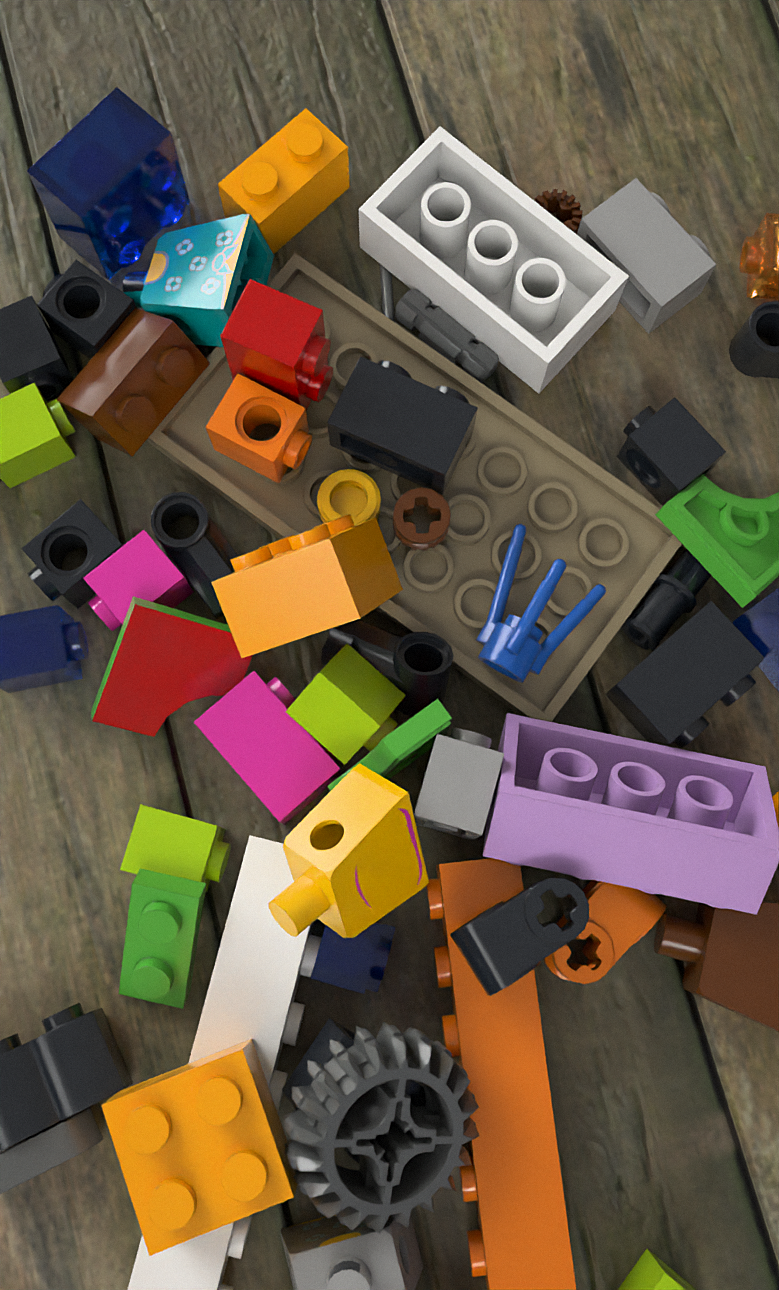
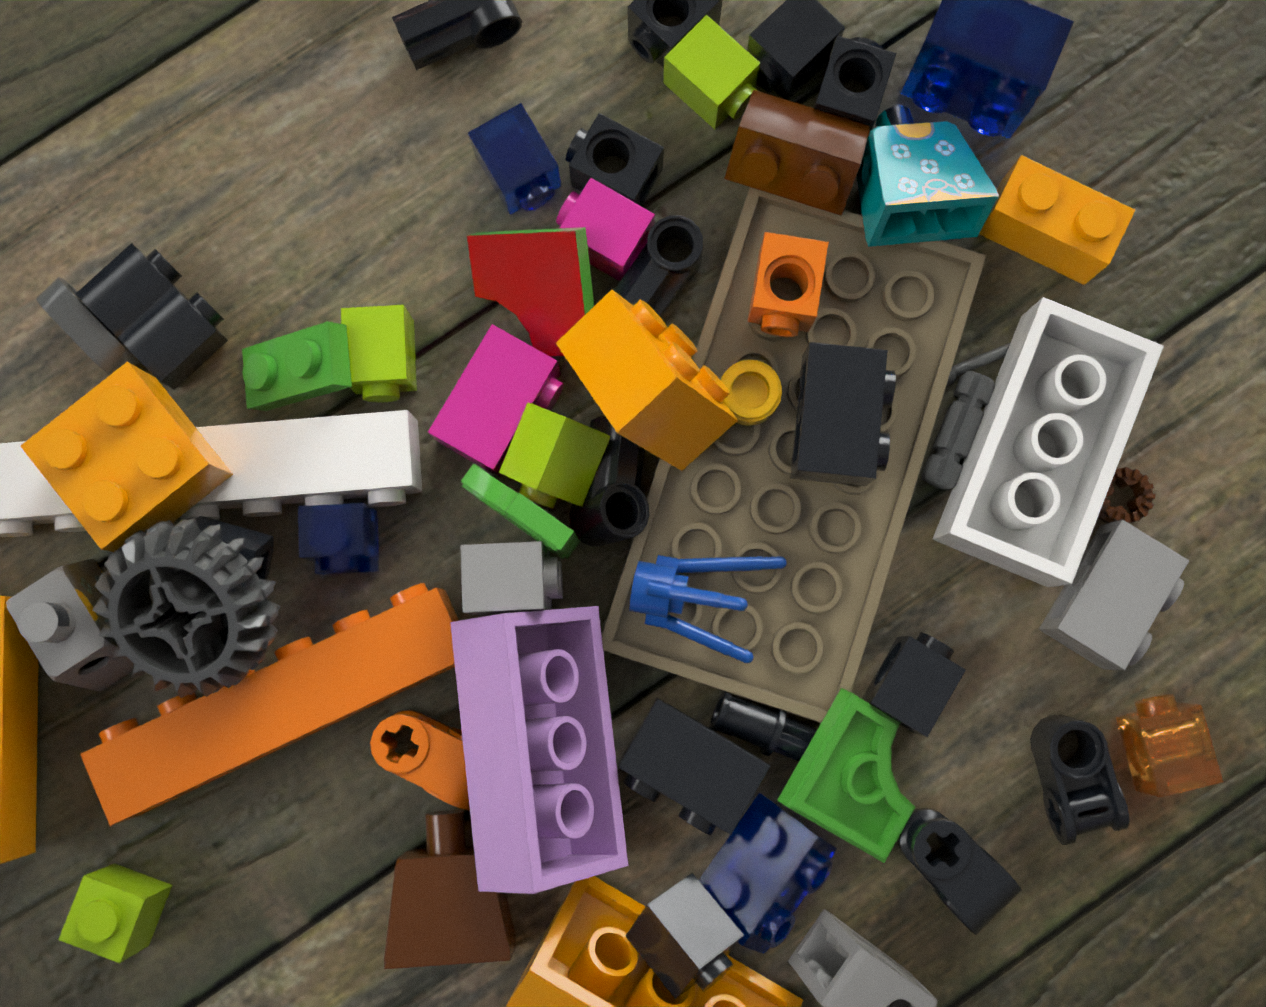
camera: 75 degrees right, 5 degrees up
(278, 344) = (865, 270): red brick -> none
(352, 858) = (407, 503): yellow torso -> none
(435, 505) = (763, 447): reddish brown bush -> none
(509, 939) = (386, 671): black piece -> none

